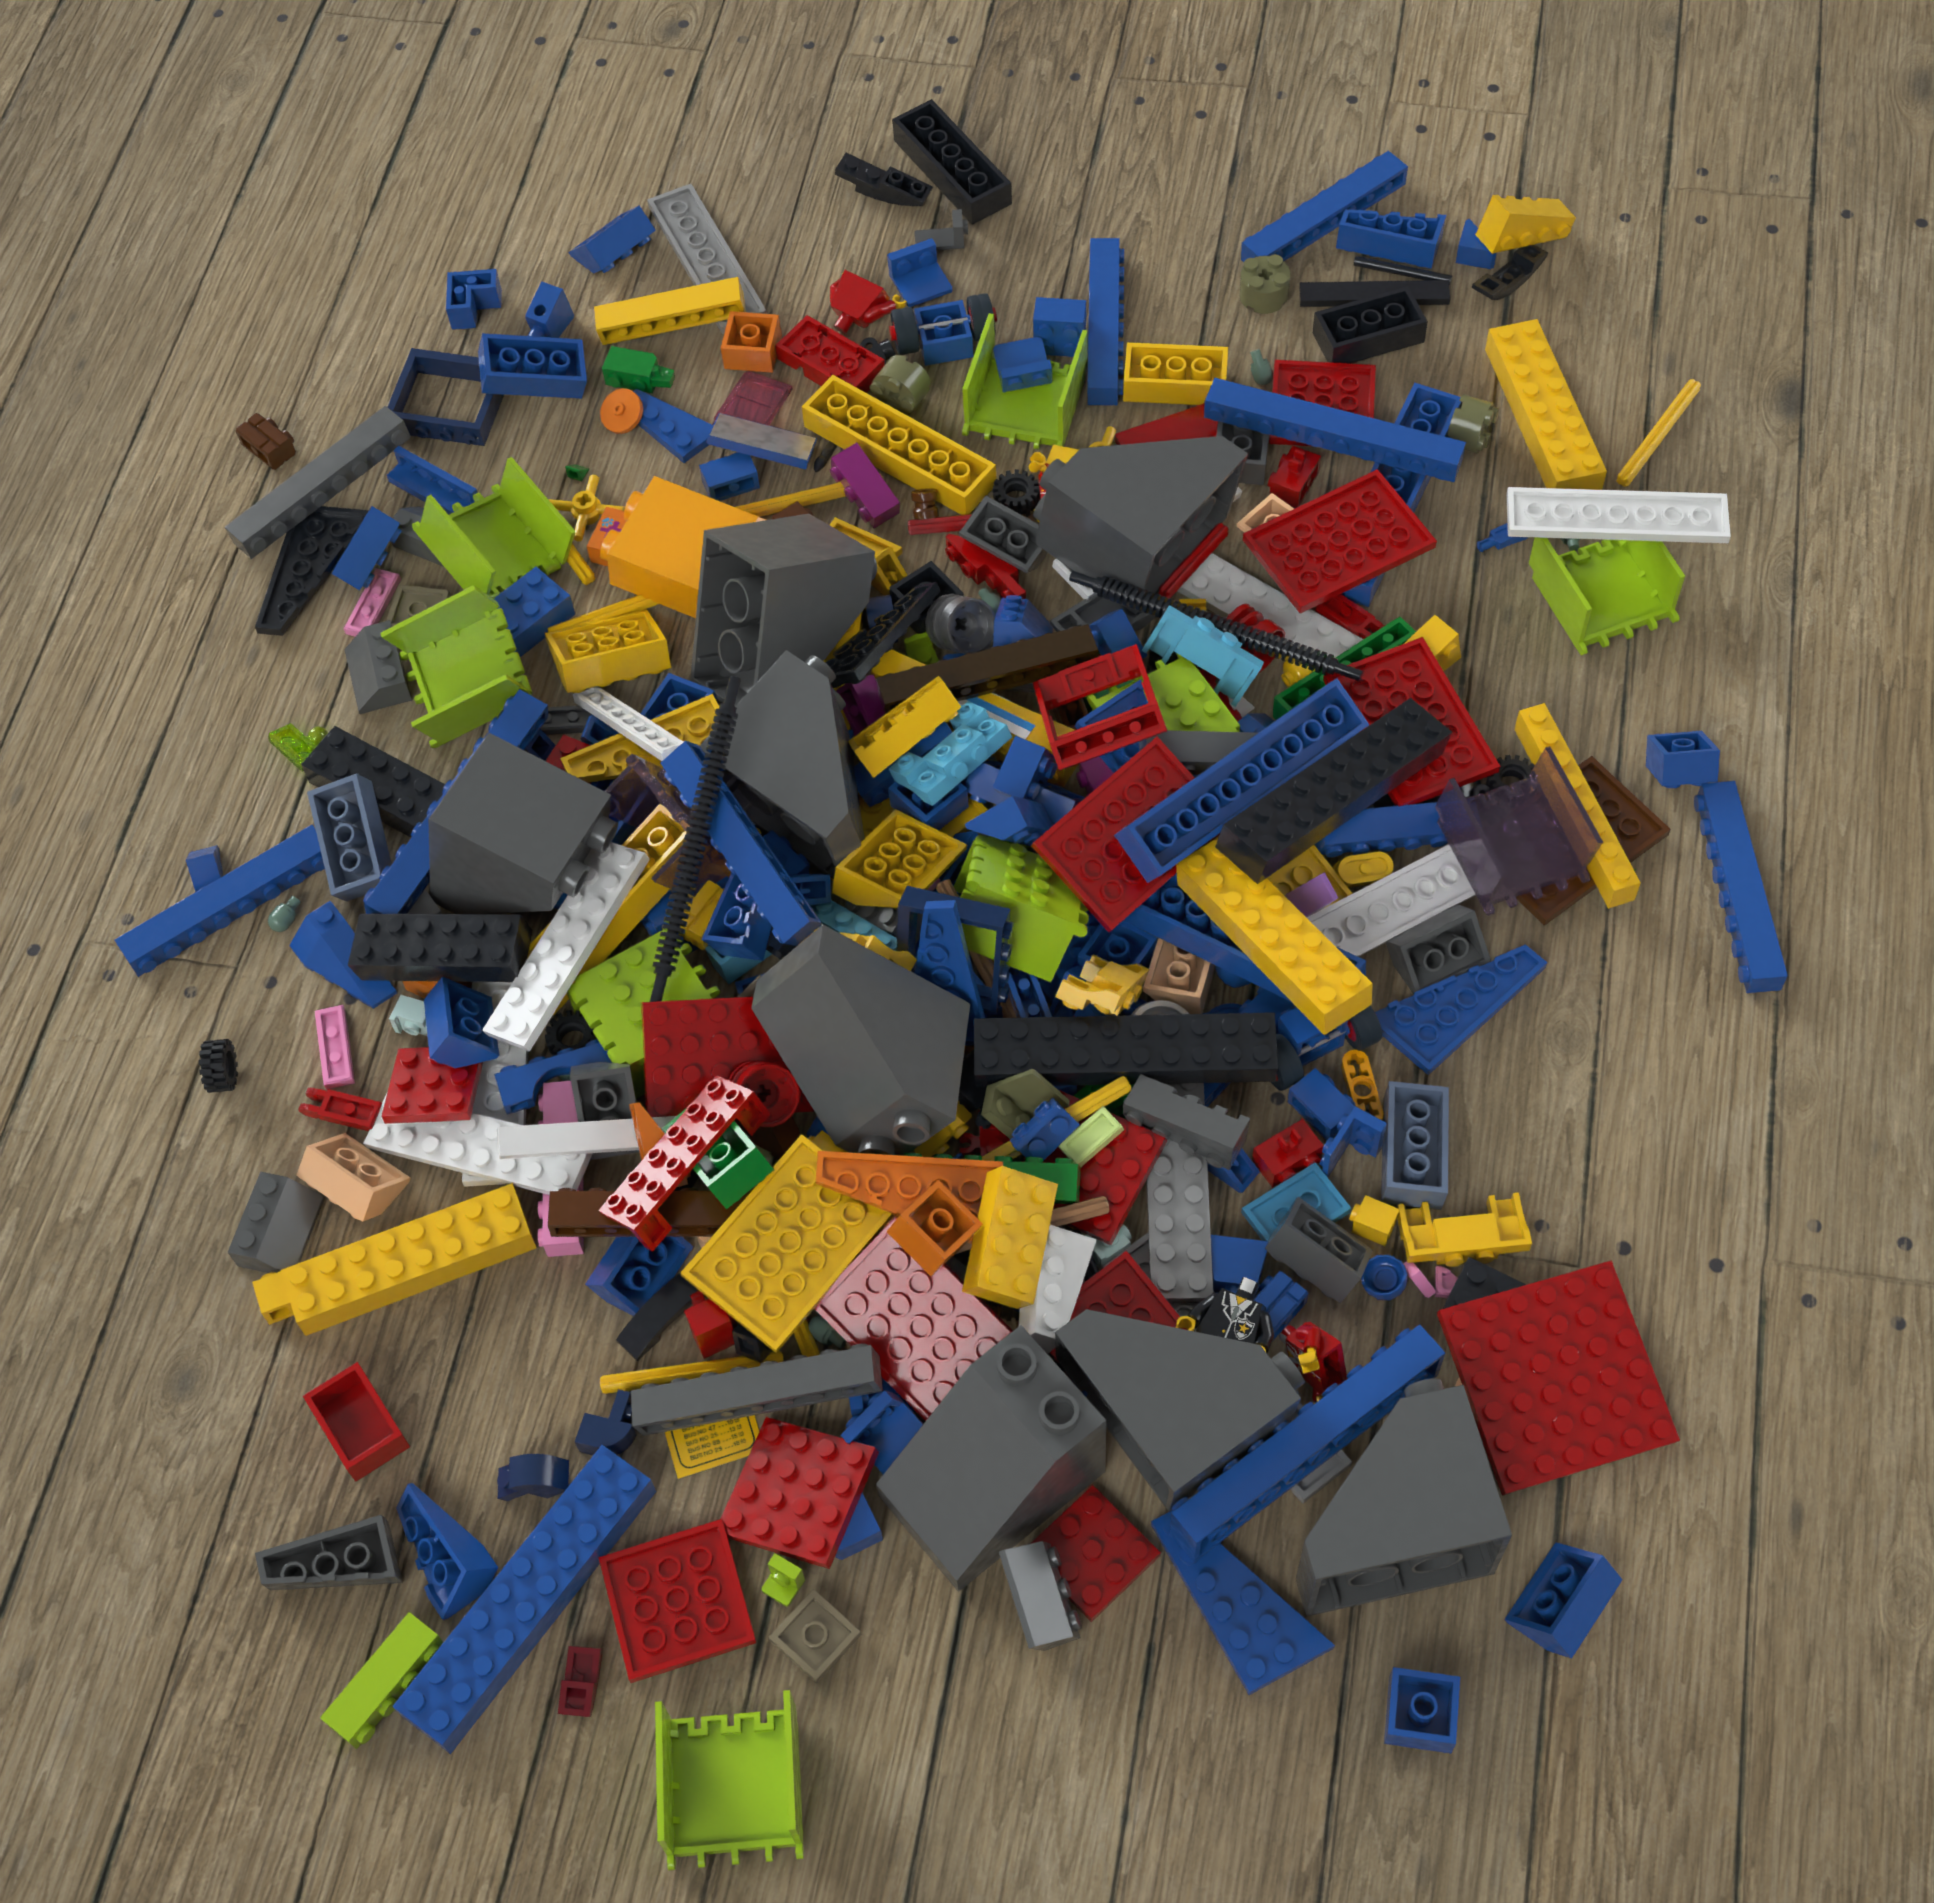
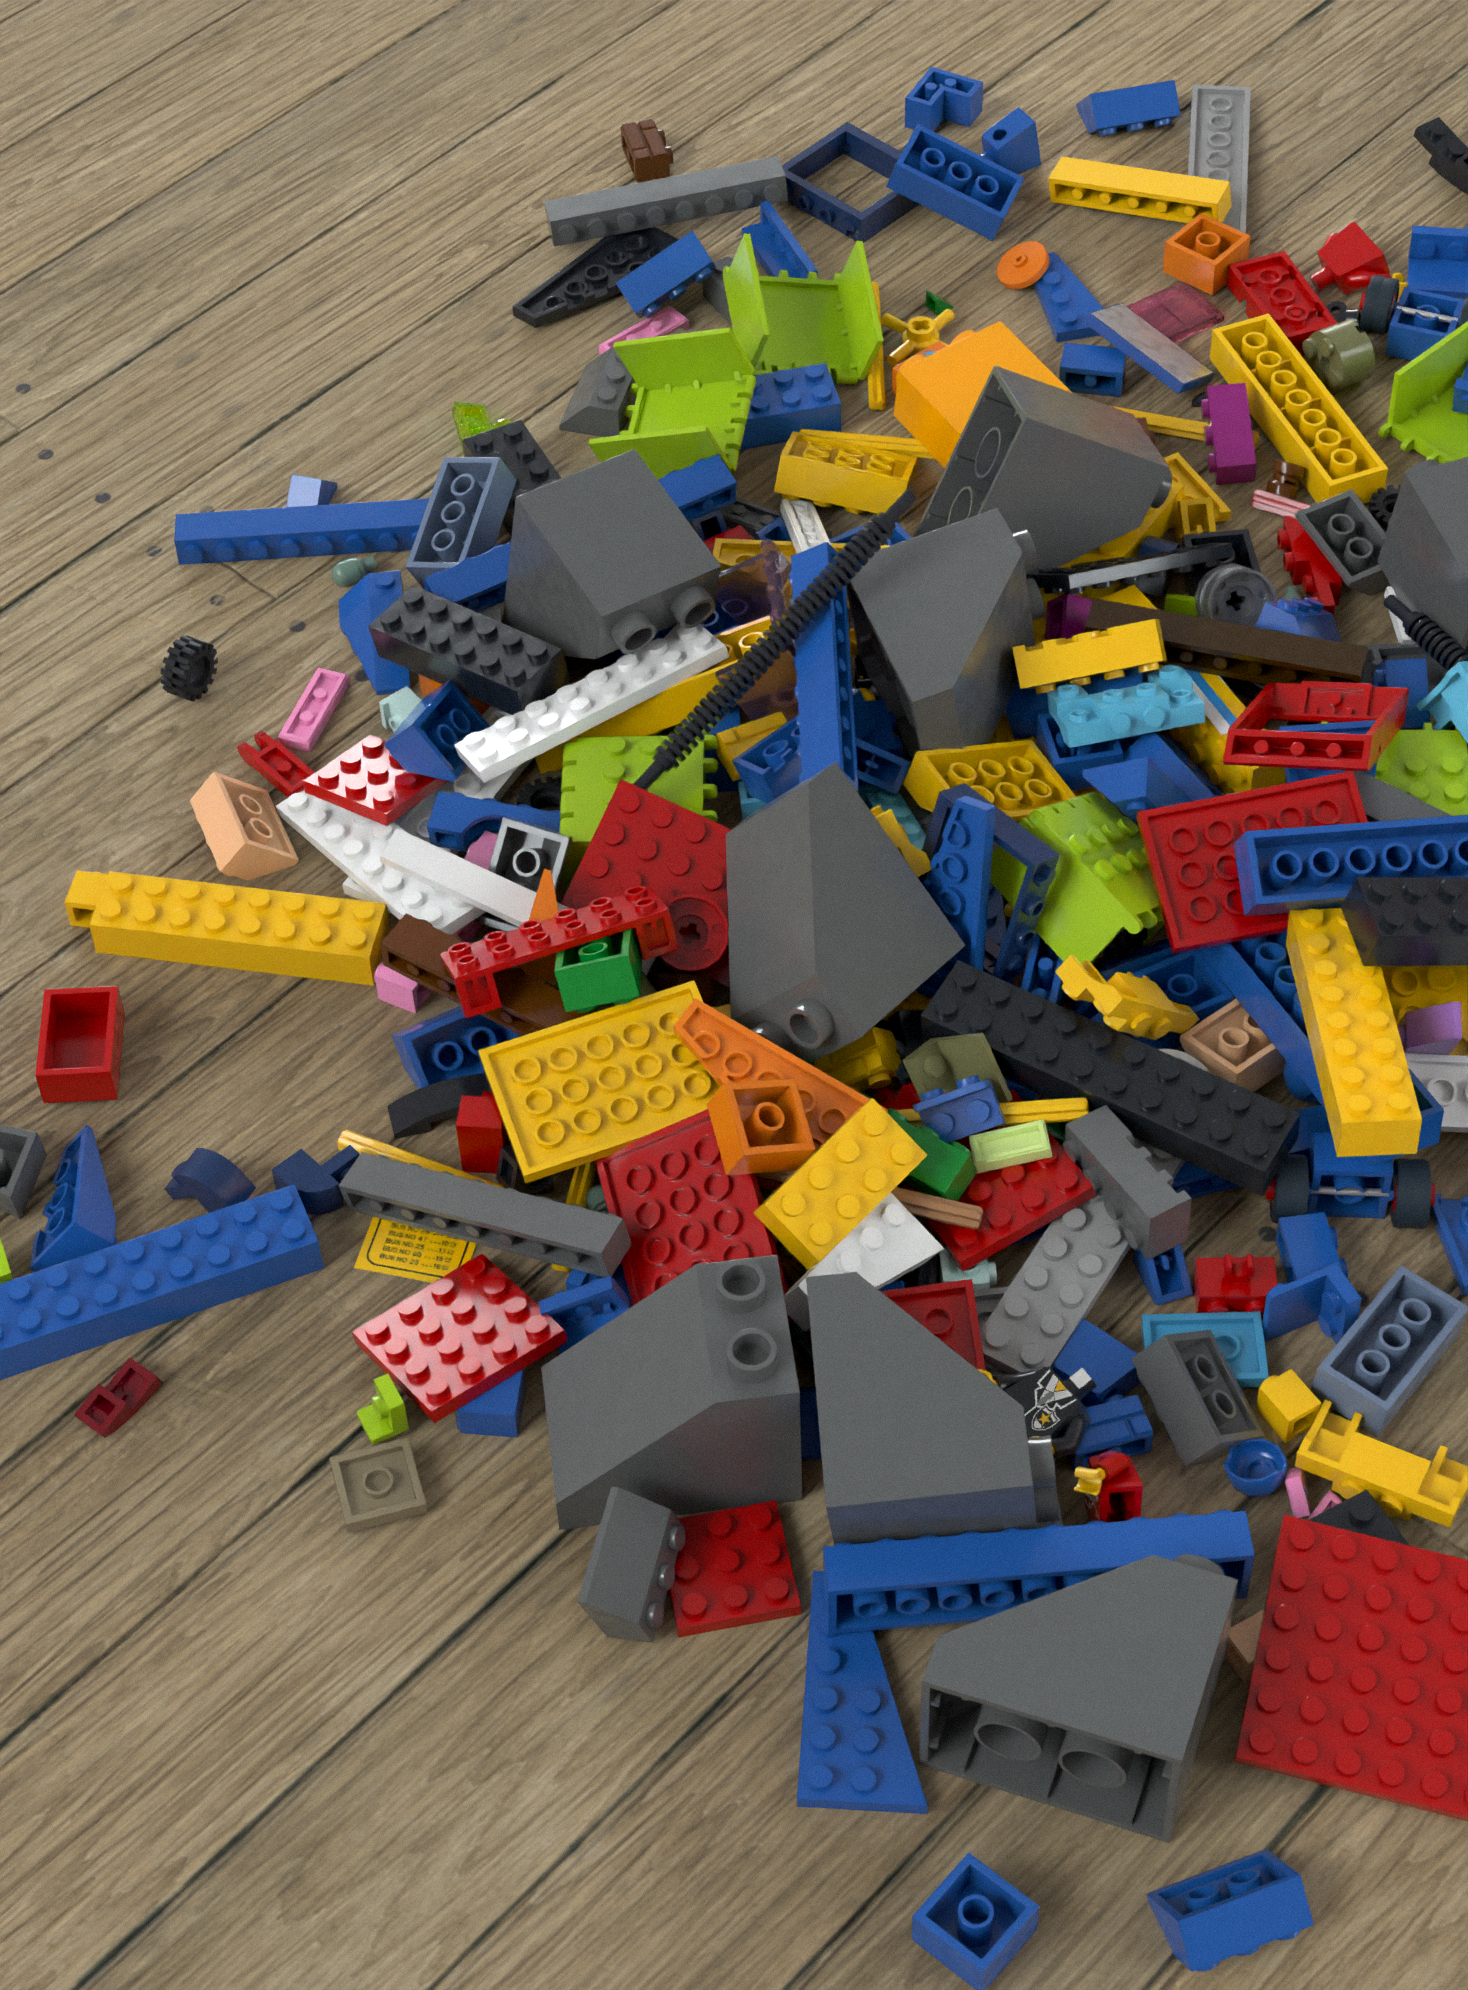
camera: 30 degrees right, 10 degrees down
(275, 1224) = (139, 832): dark grey slope -> none
(635, 370) = (1064, 233): green hinge -> none
(676, 1601) = (265, 1376): red plate -> none
(728, 1784) = (181, 1568): lime windscreen -> none
(1024, 769) = (1195, 754): blue brick -> none
(1366, 1078) = (1368, 1256): light orange beam -> none

